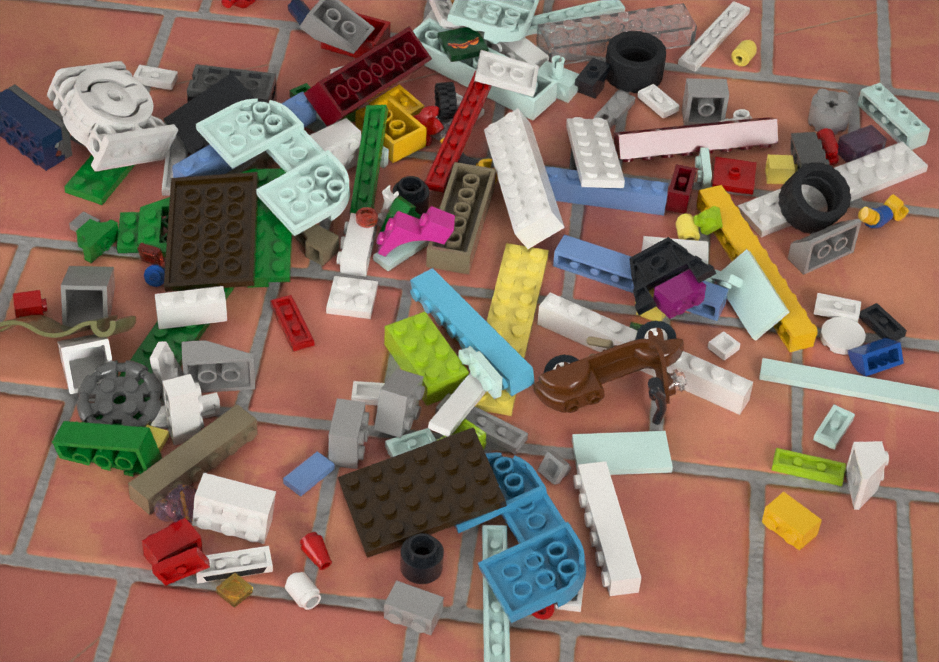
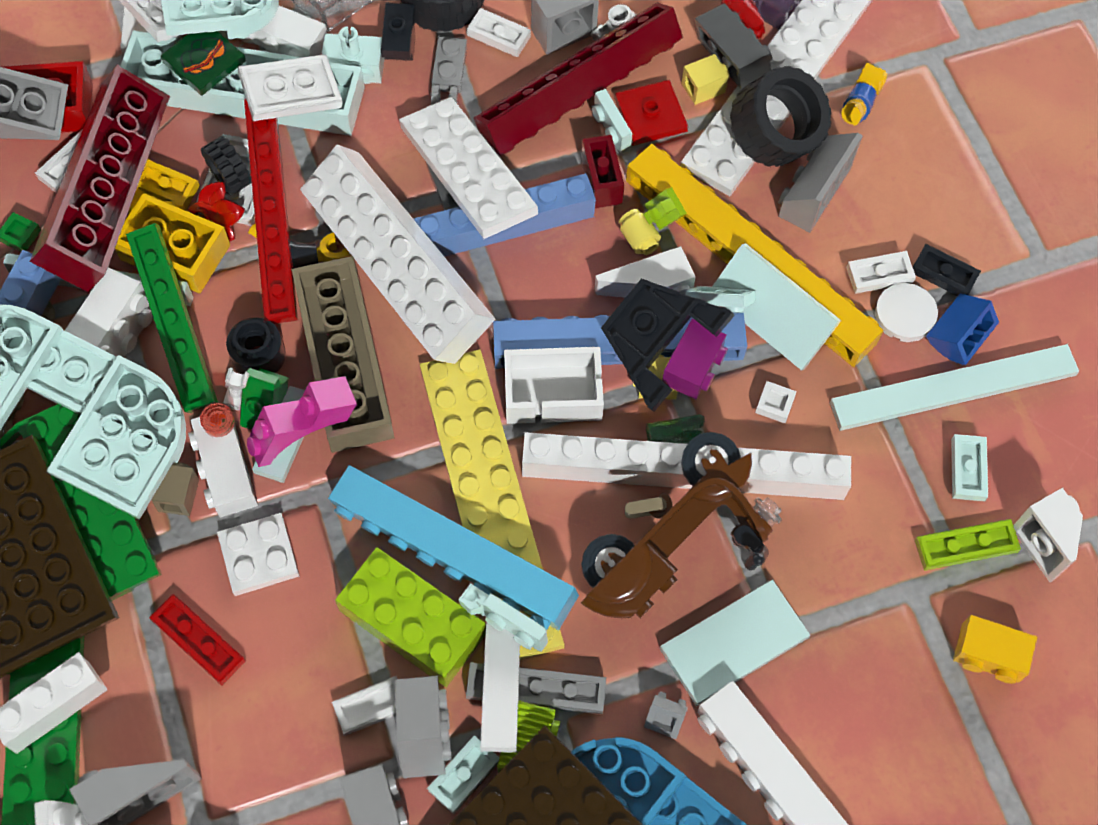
camera: 25 degrees left, 20 degrees up
(583, 279) = (553, 385): none -> white piece

